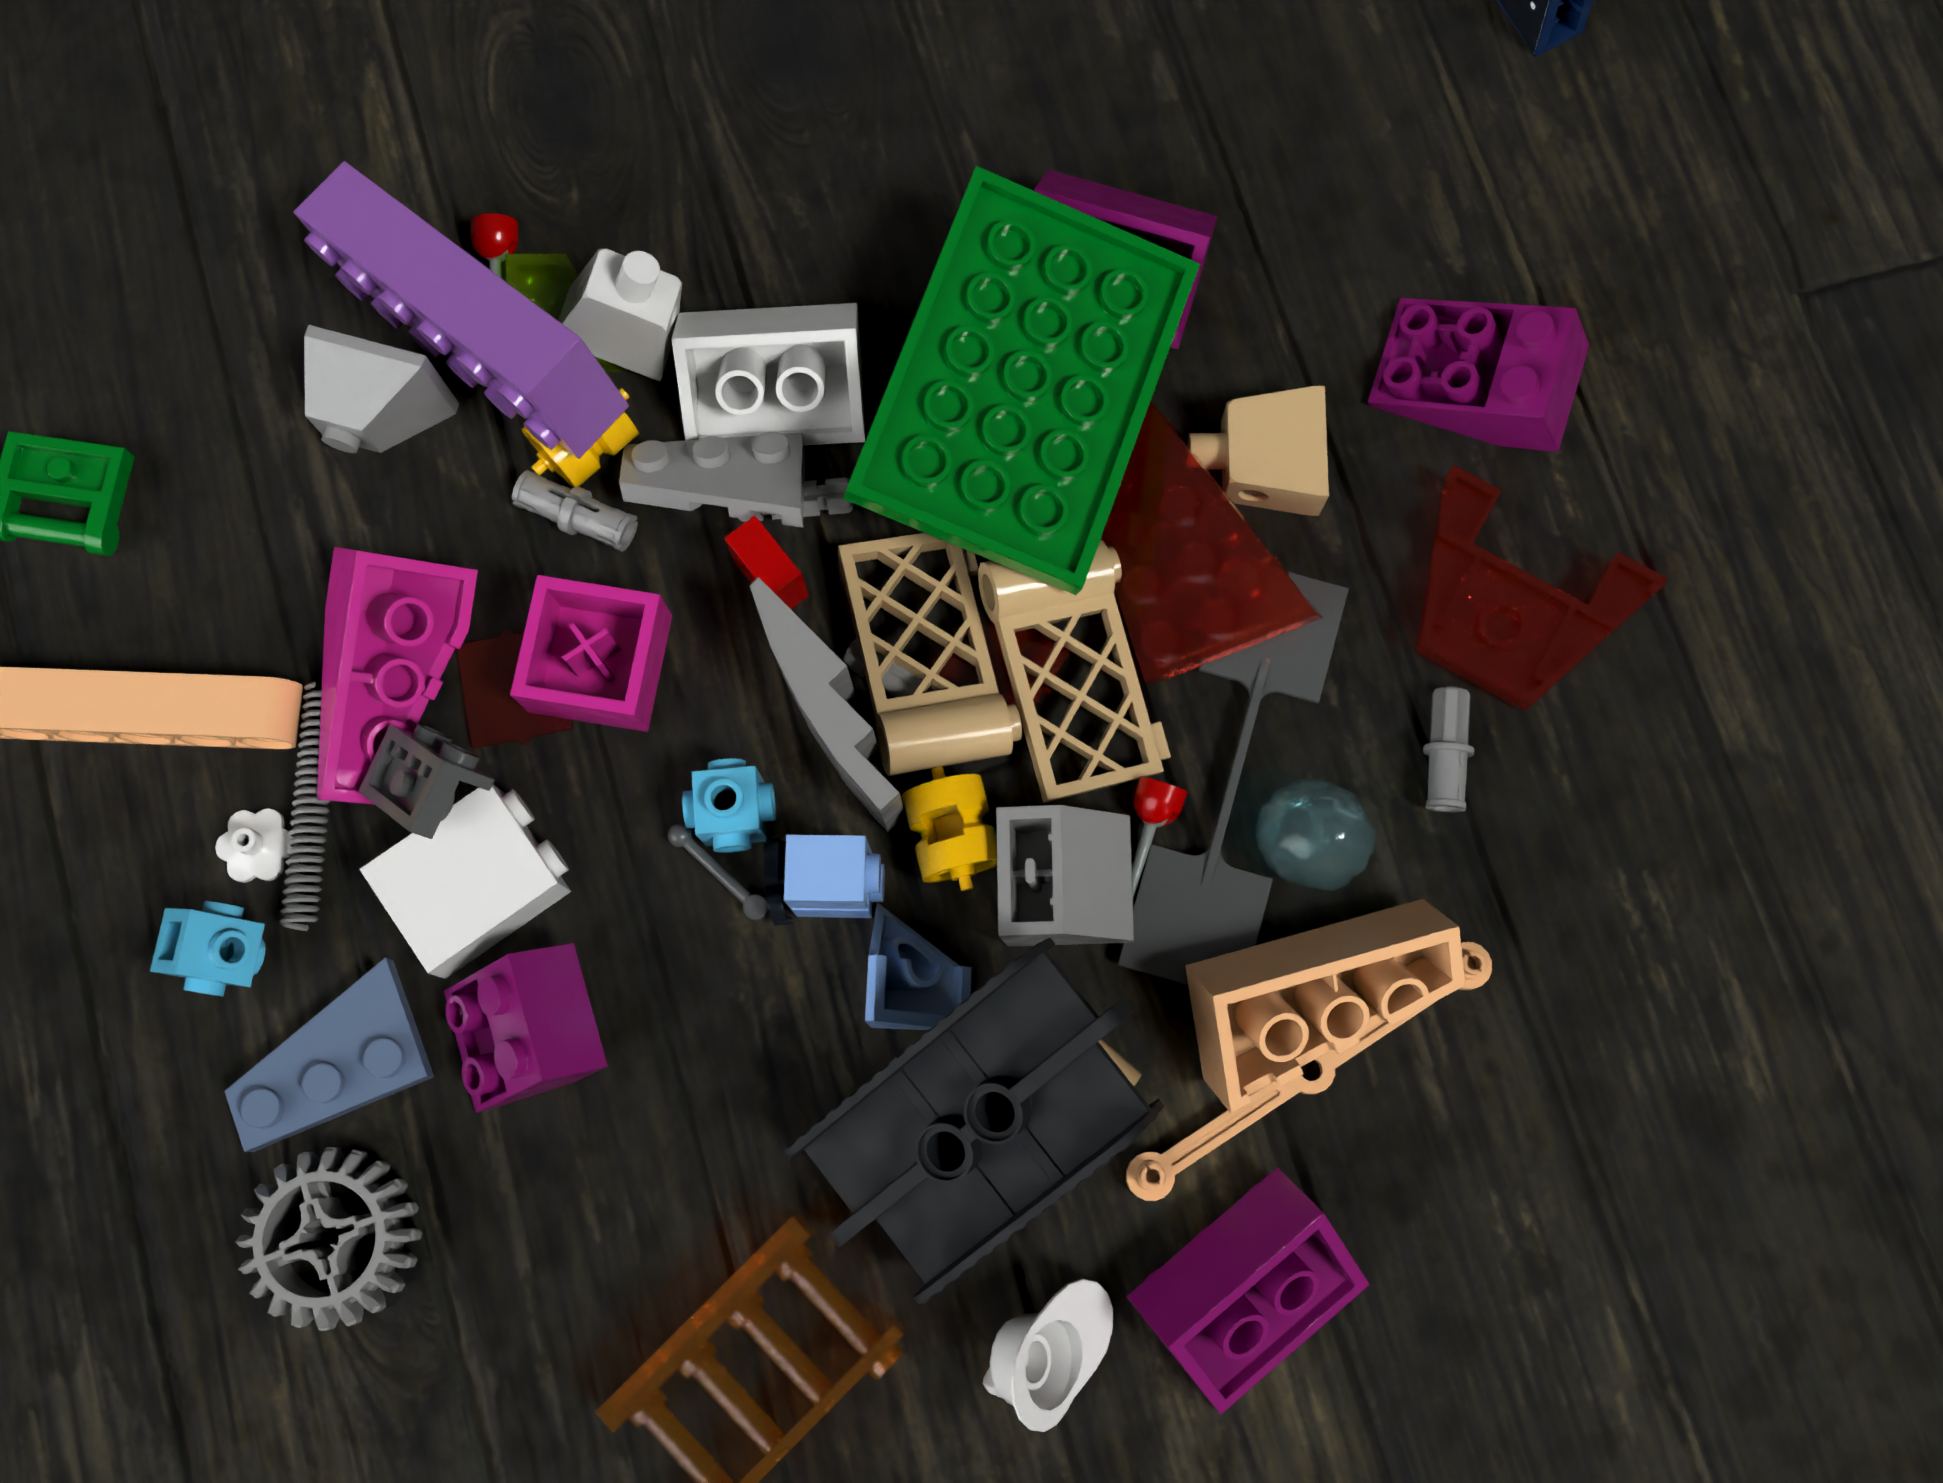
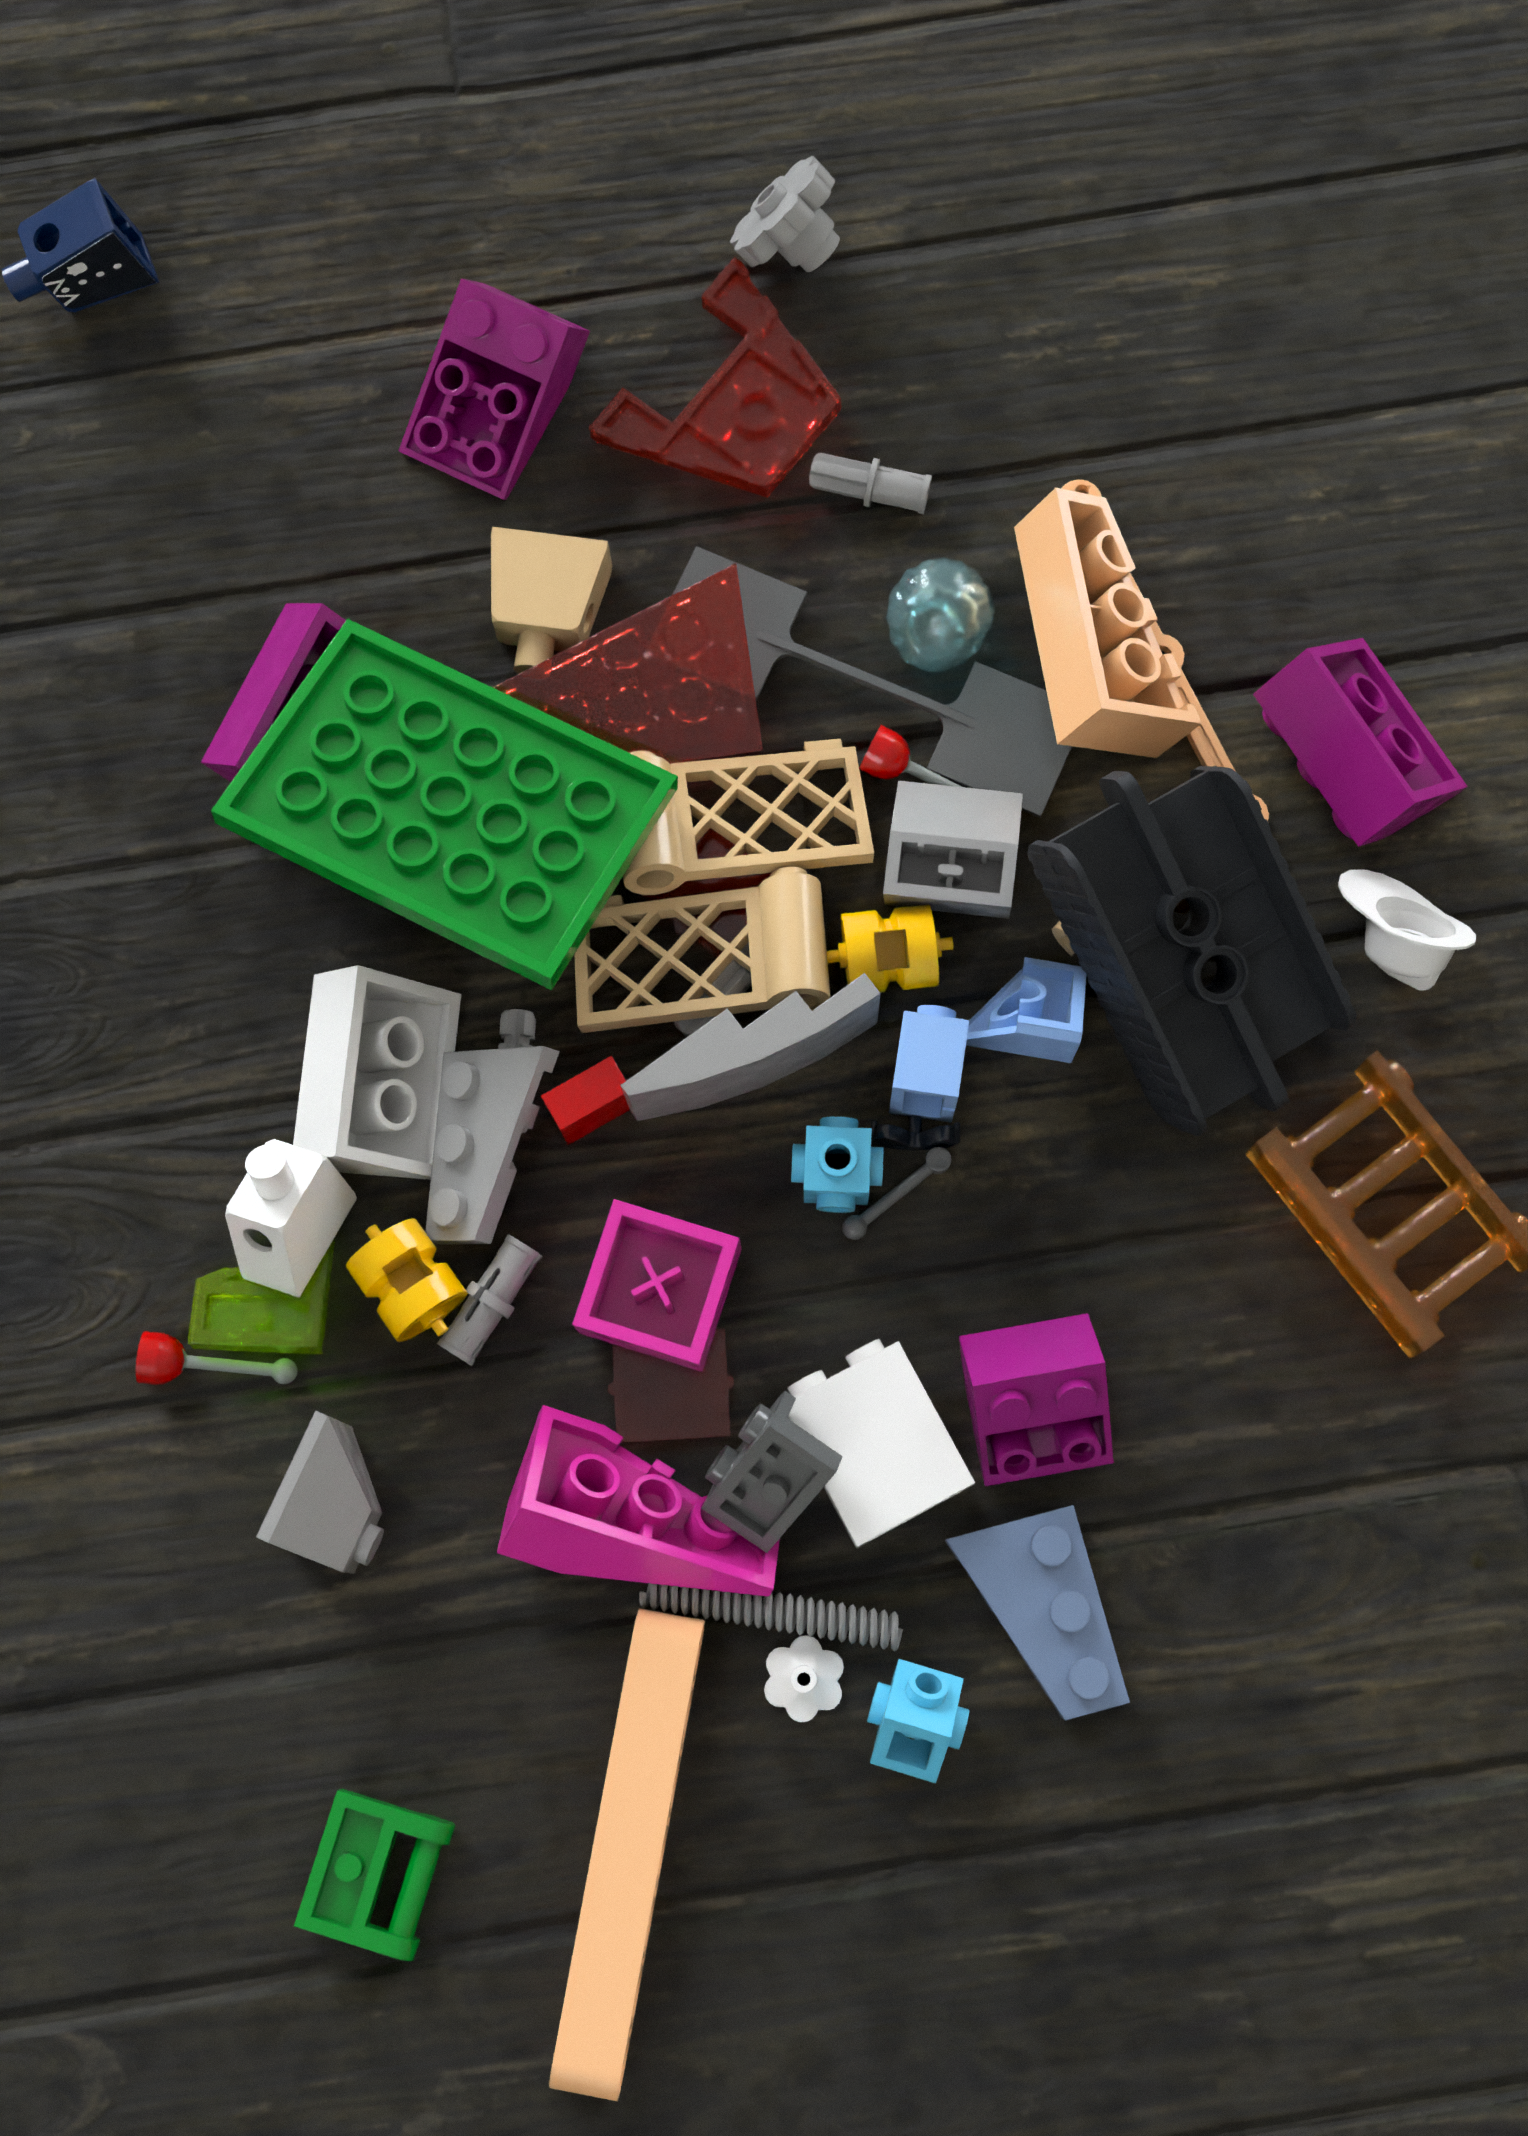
camera: 80 degrees left, 0 degrees up
(337, 1263) = (1236, 1646): light grey gear -> none
(461, 311) = (261, 1377): medium lavender brick -> none
(1718, 625) = (790, 219): none -> light grey plant

